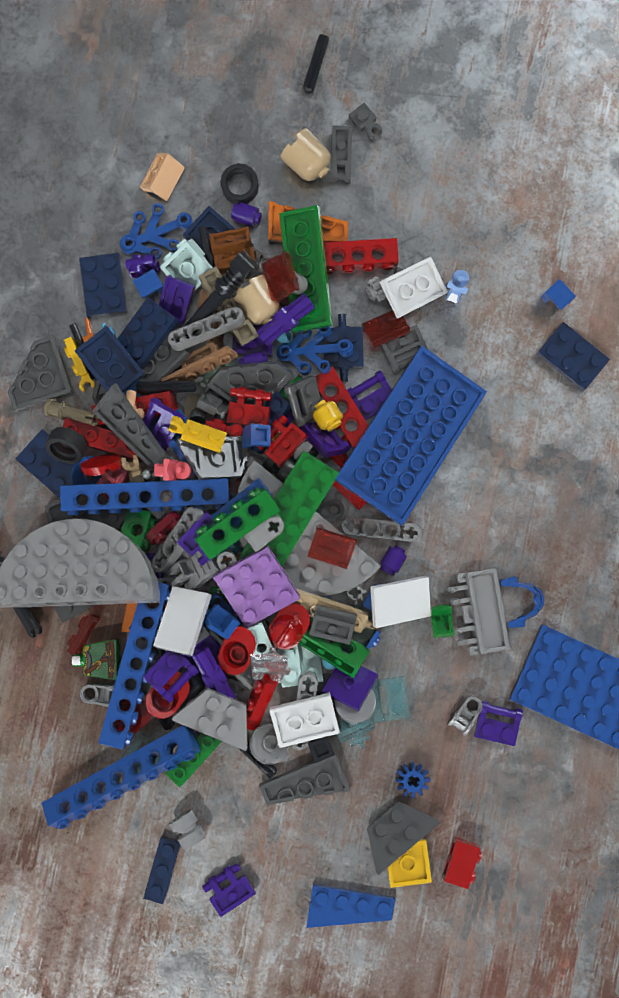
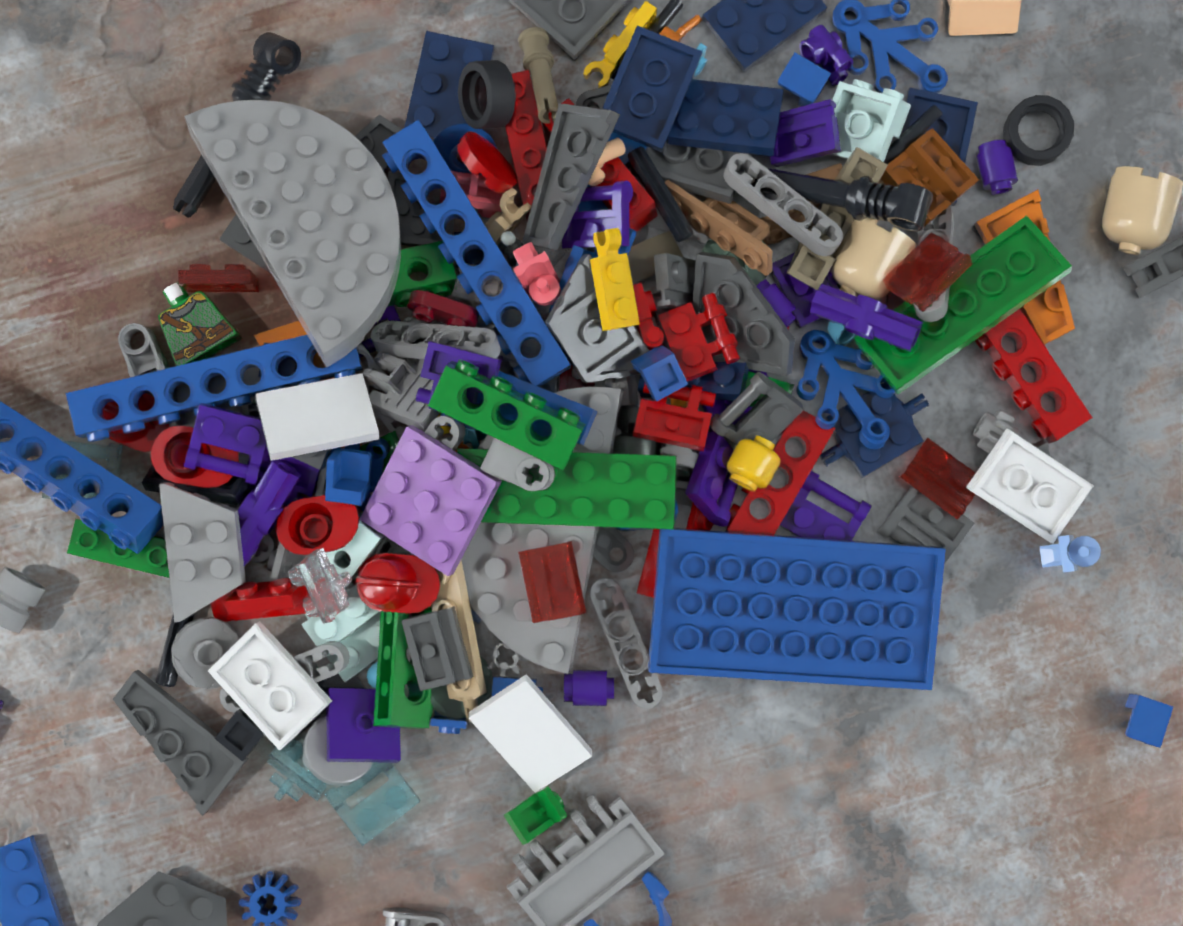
camera: 60 degrees right, 0 degrees up
(199, 415) = (643, 266): dark grey hinge -> none
(573, 356) = (1064, 795): dark blue plate -> none

